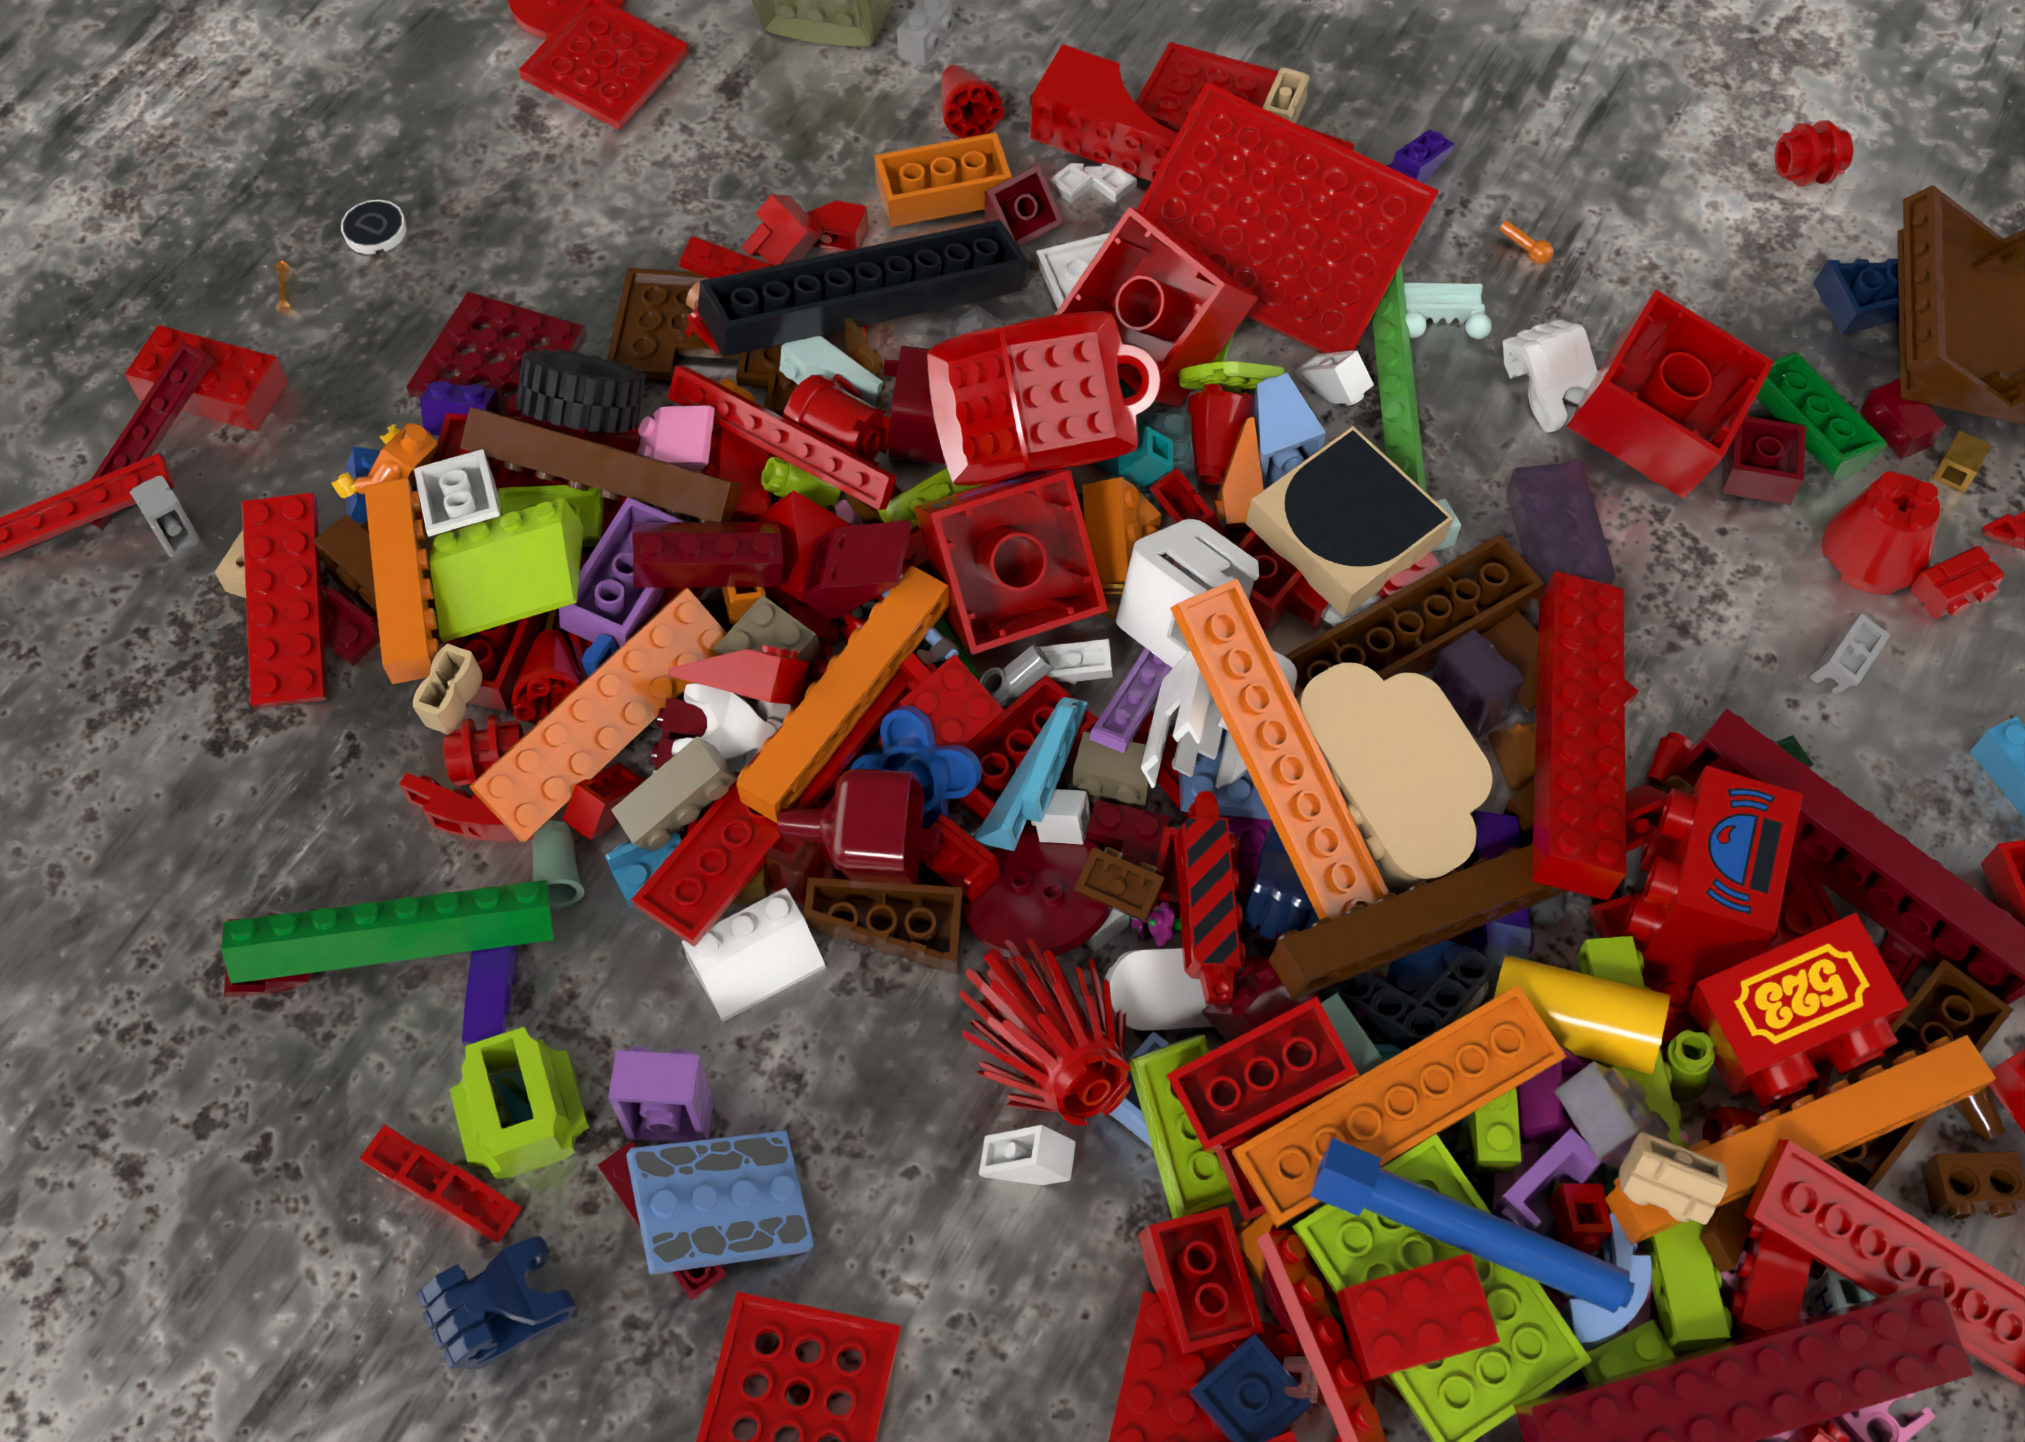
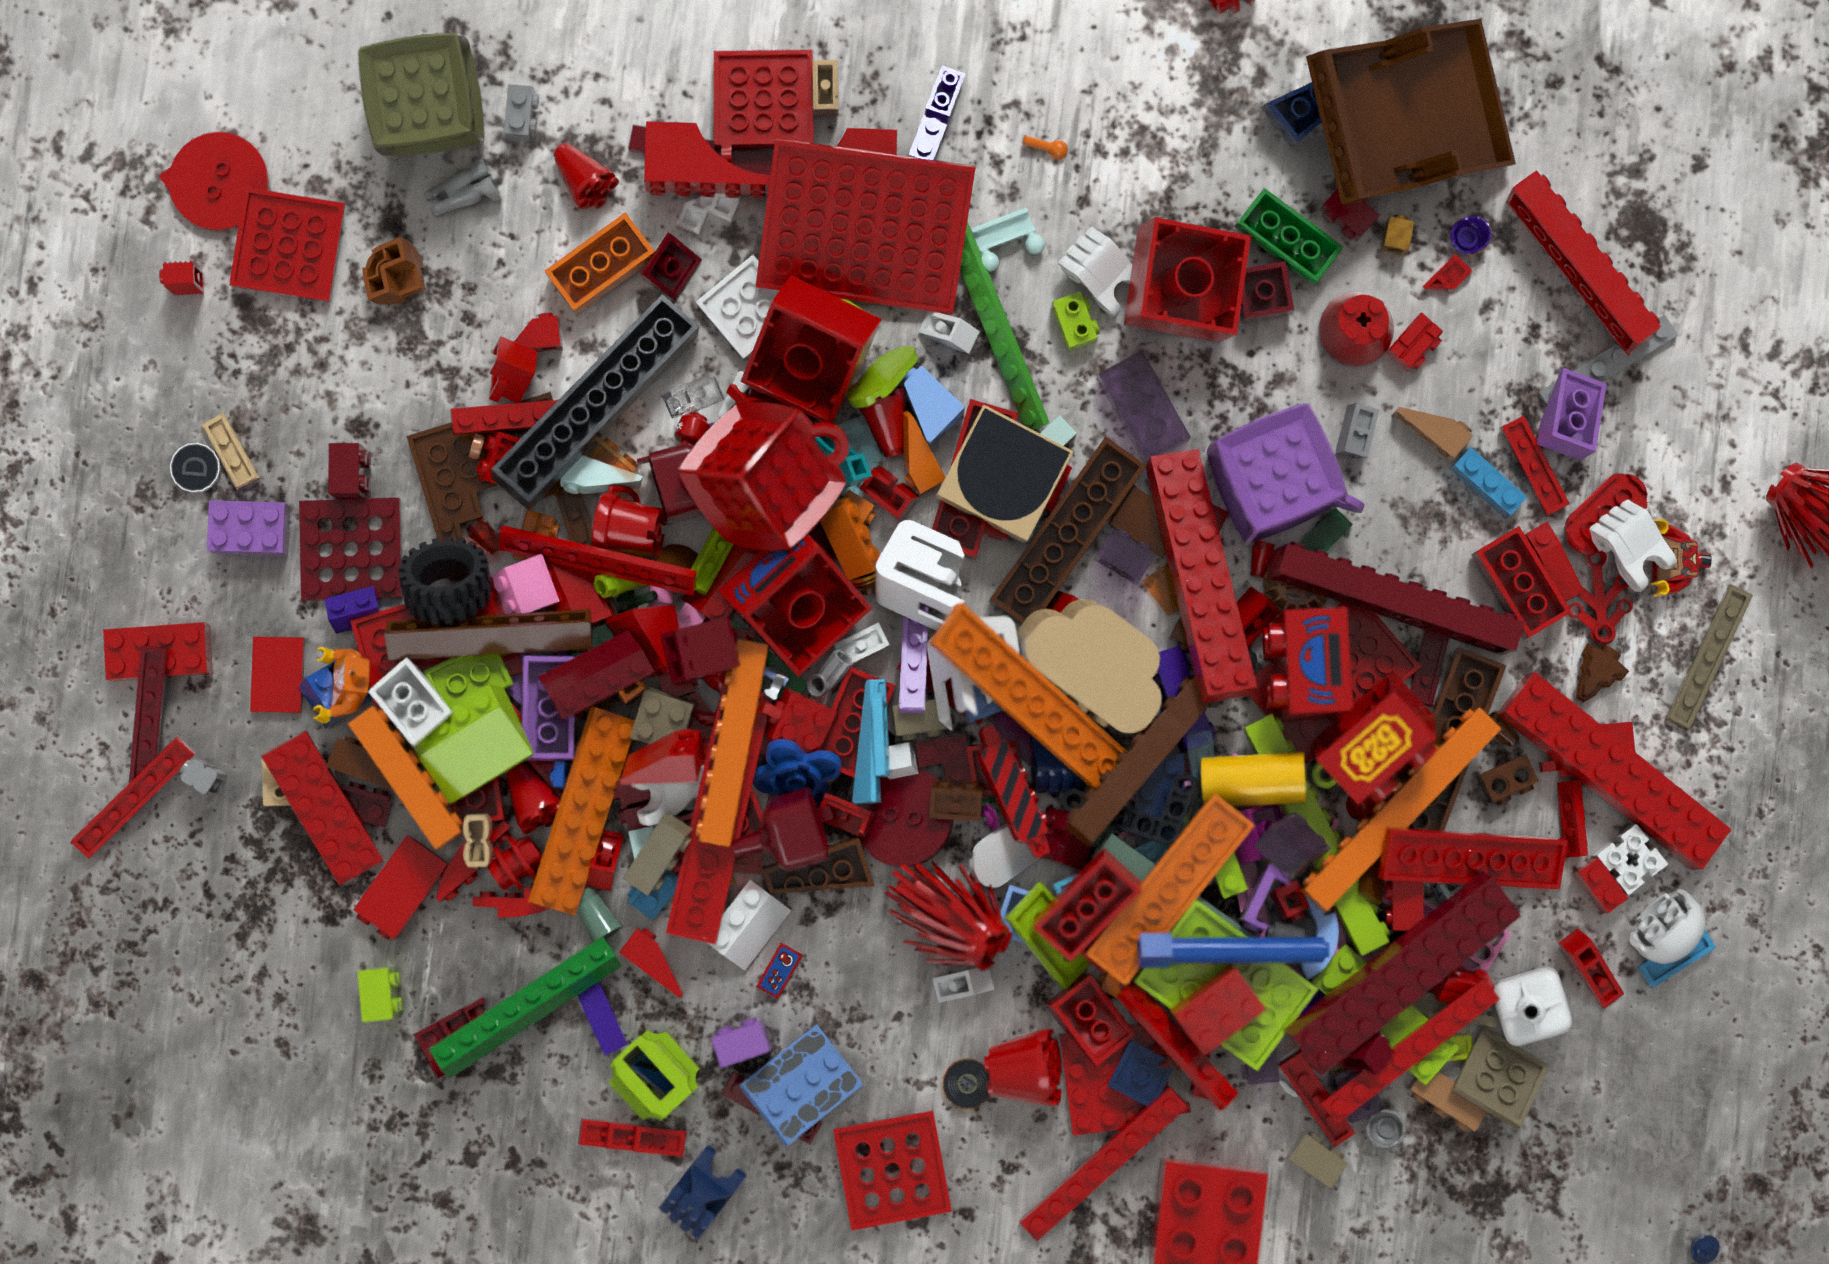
camera: 25 degrees left, 25 degrees up
(211, 844) = (380, 994): none -> lime brick
(282, 268) = (148, 530): clear orange hinge -> none
(324, 736) = (401, 888): none -> red brick
(325, 452) = (277, 674): none -> red tile
(392, 294) = (248, 528): none -> medium lavender brick
(416, 746) = (459, 873): none -> red slope
(422, 226) = (230, 451): none -> tan tile
(472, 47) = (182, 278): none -> red brick
(538, 269) = (348, 471): none -> dark red brick
(599, 945) = (649, 957): none -> red slope
(657, 388) = (484, 535): none -> clear red cone
(704, 115) = (393, 272): none -> dark orange brick
(768, 1035) = (779, 970): none -> slope
(825, 74) = (461, 190): none -> light grey piece
(971, 1311) = (966, 1083): none -> black tile
(1072, 1312) = (1026, 1069): none -> red cone
(1501, 416) = (1075, 321): none -> lime brick
(1672, 1179) = (1333, 880): tan brick -> none
(1734, 630) = (1278, 473): none -> medium lavender piece
(1963, 691) = (1439, 432): none -> medium nougat slope

